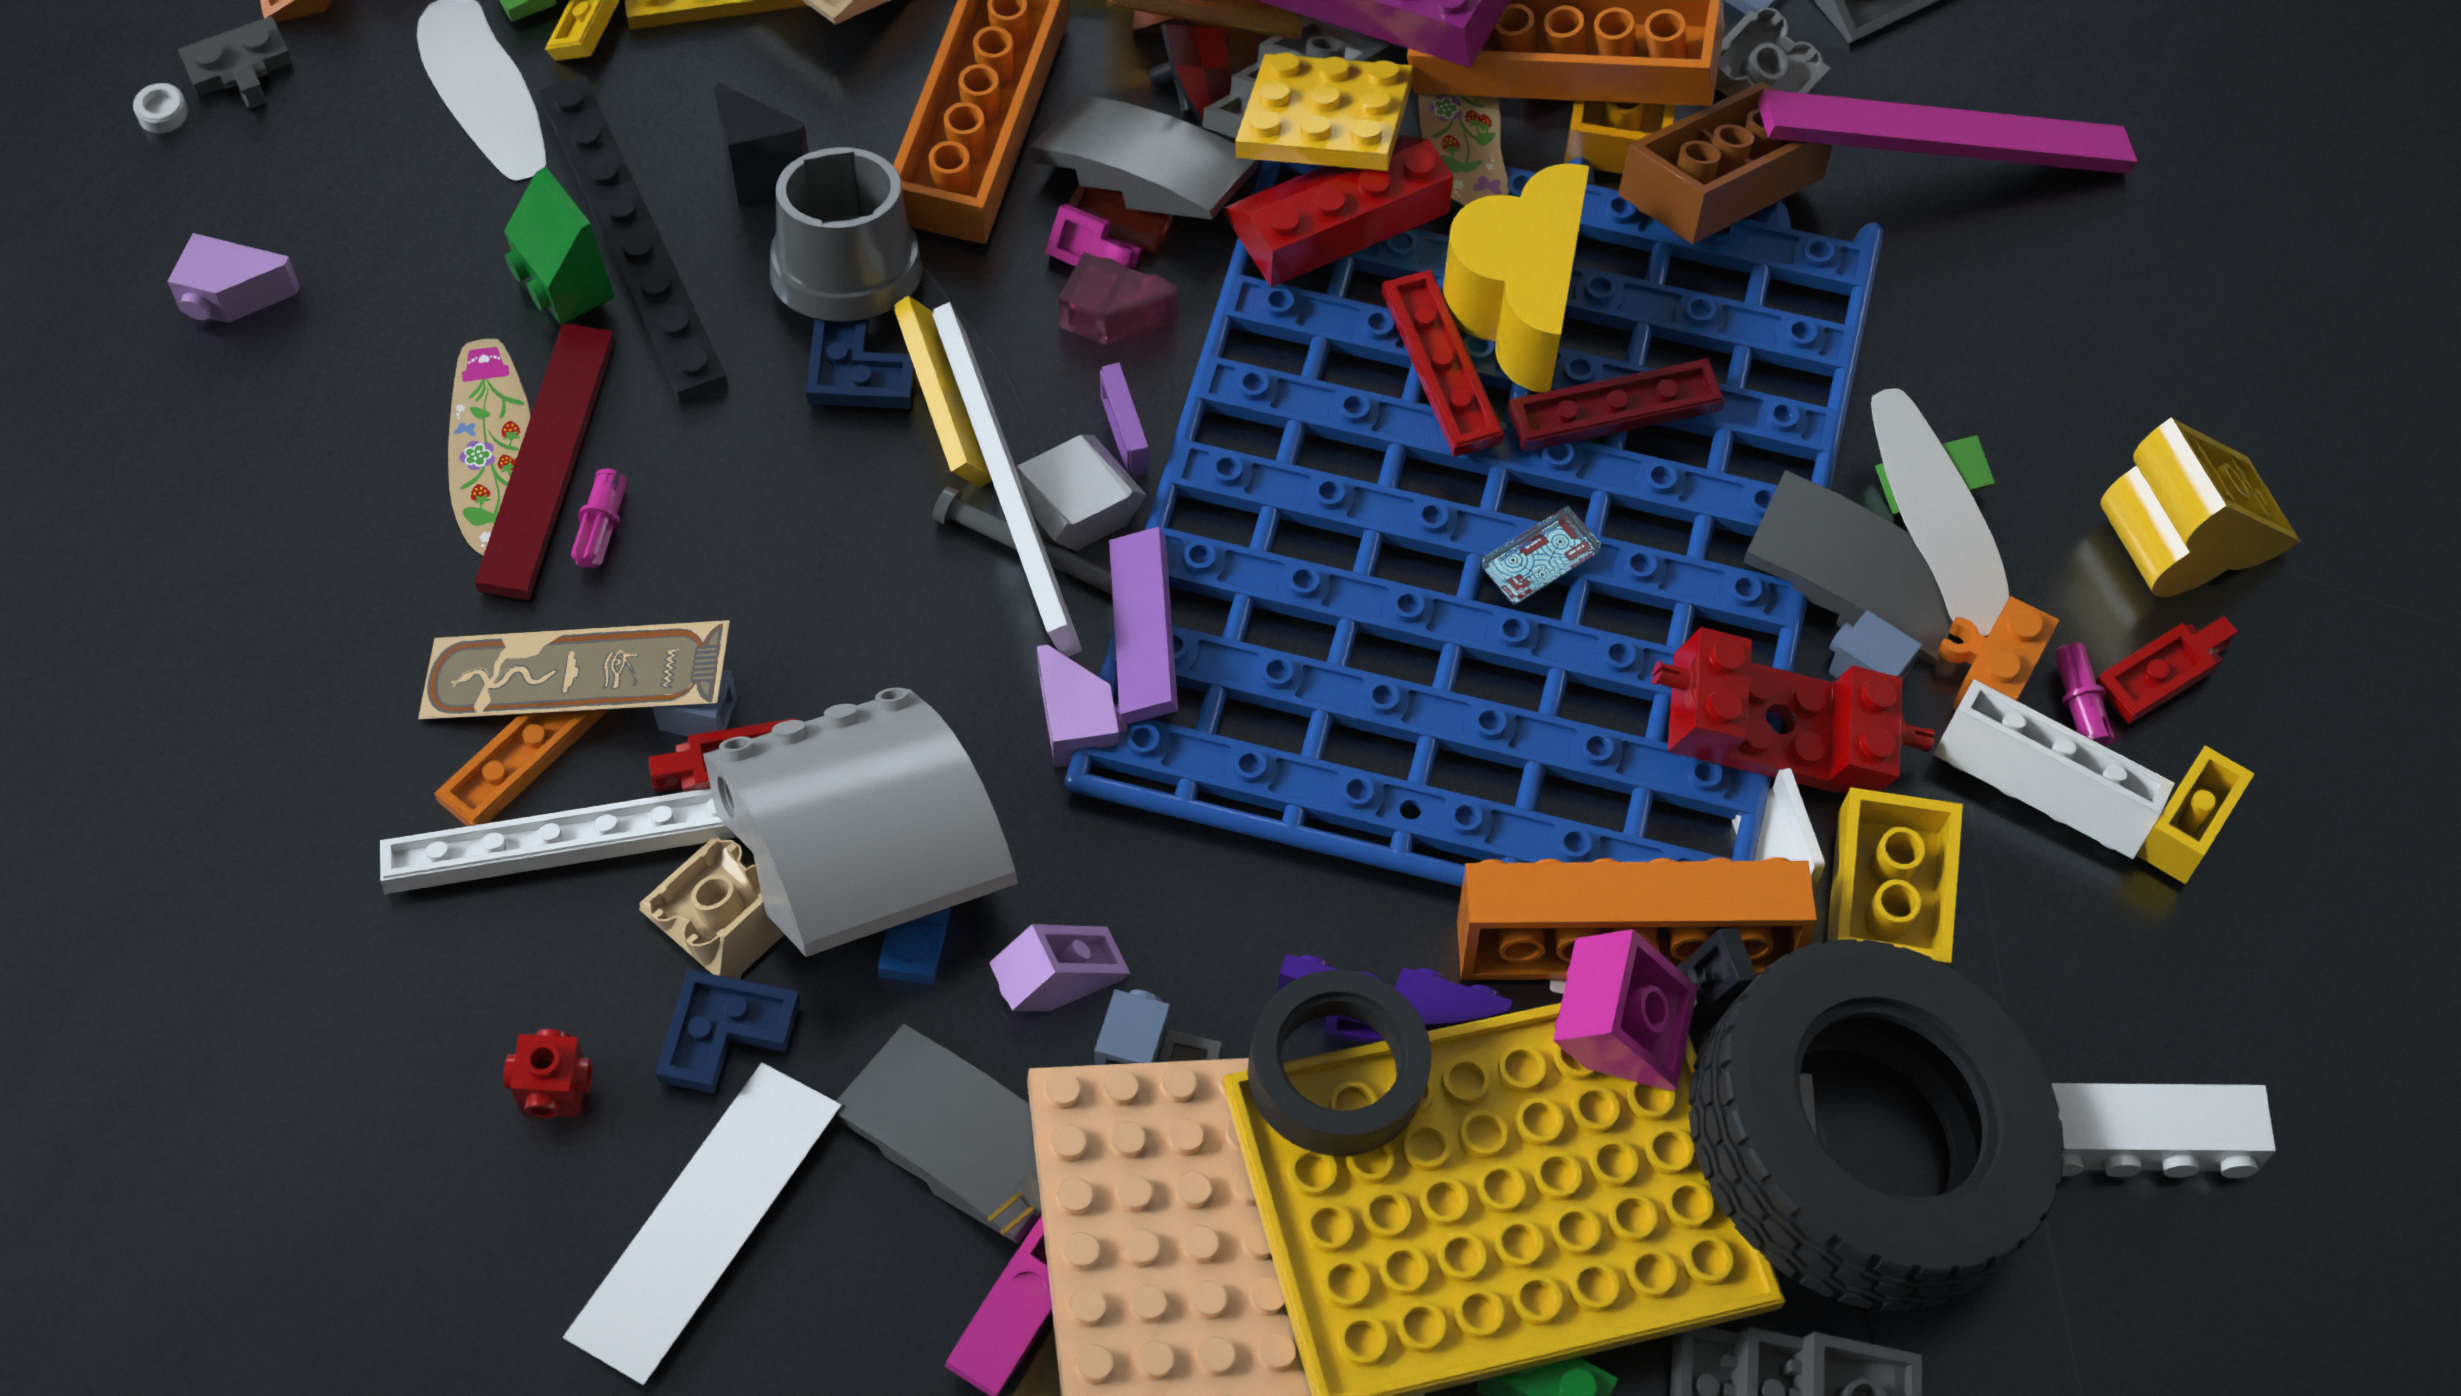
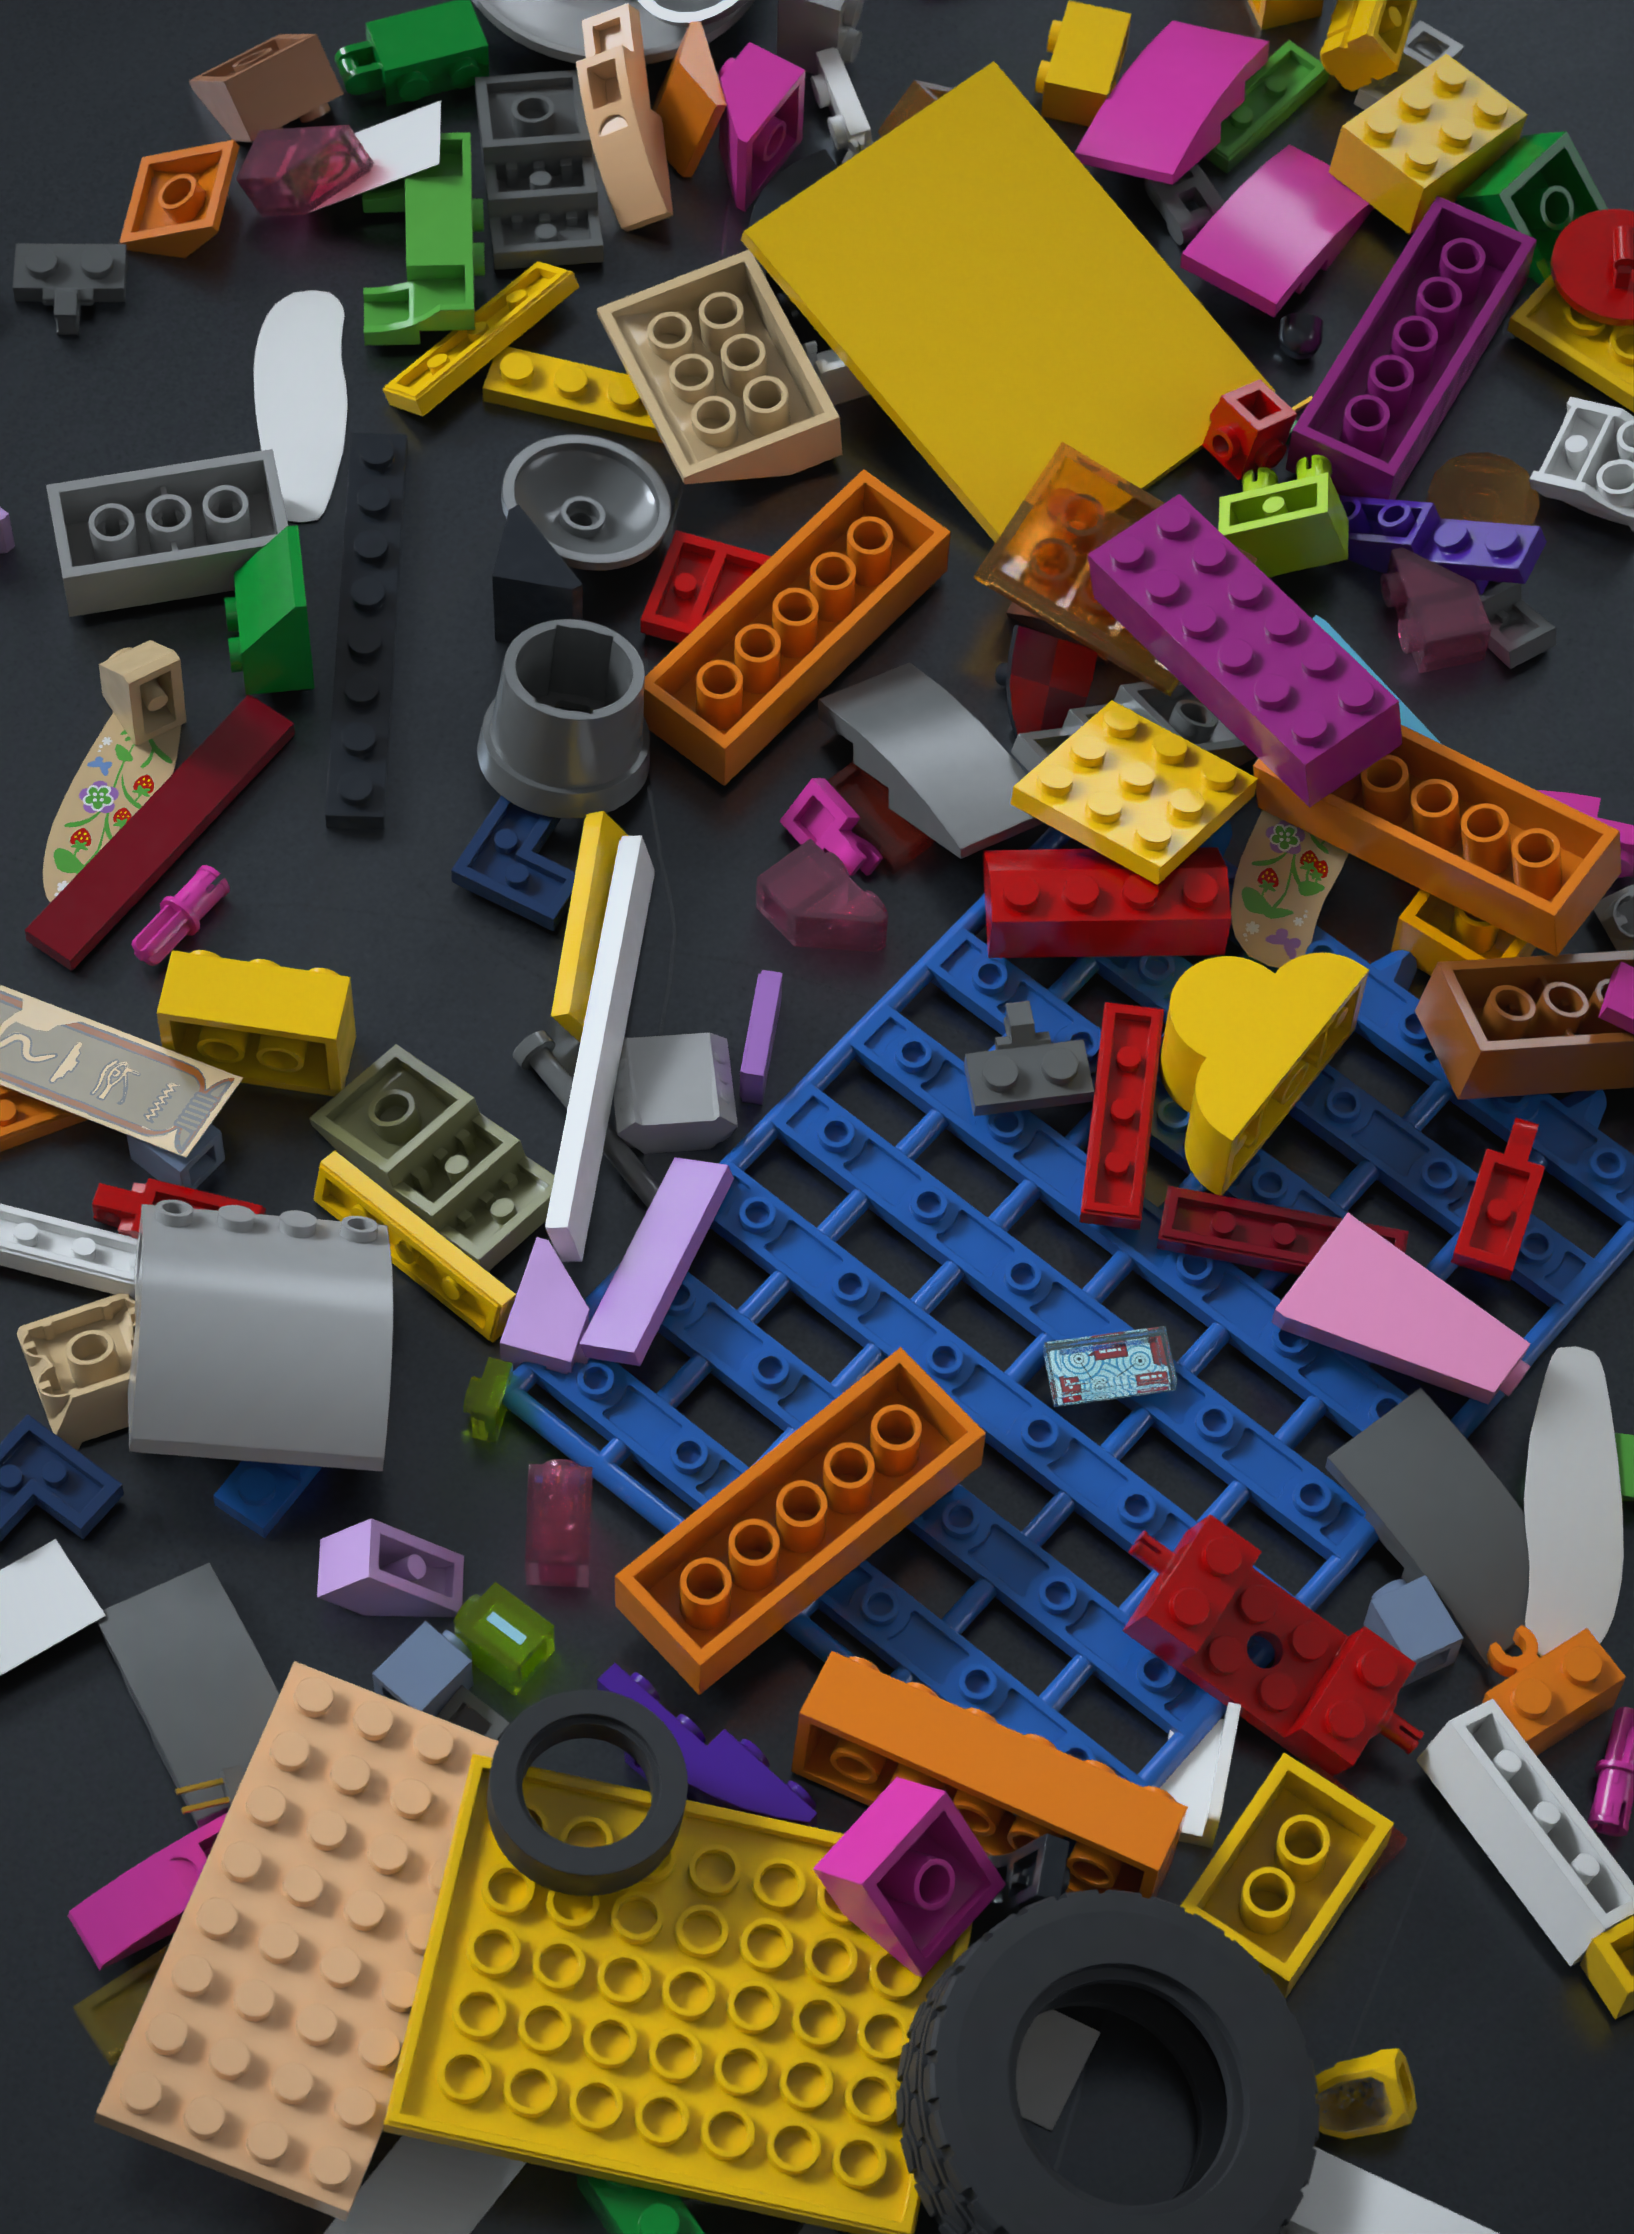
camera: 25 degrees right, 0 degrees up
(425, 221) = (163, 530): none -> light grey brick
(476, 350) = (144, 690): none -> tan slope
(718, 568) = (260, 1020): none -> yellow brick
(767, 61) = (589, 500): none -> dark grey dish
(884, 99) = (694, 583): none -> red wing
(917, 621) = (438, 1155): none -> olive slope
(958, 701) = (417, 1247): none -> yellow tile
(1063, 793) = (485, 1399): none -> clear neon green plate
(1179, 864) = (559, 1524): none -> clear pink slope
(1179, 973) = (504, 1637): none -> clear neon green brick
(1350, 356) = (1027, 1069): none -> dark grey hinge
(1376, 776) = (799, 1520): none -> orange brick
(1744, 420) = (1397, 1314): none -> bright pink slope
(1765, 310) = (1500, 1206): none -> red plate
(2051, 1022) = (1366, 2095): none -> rock

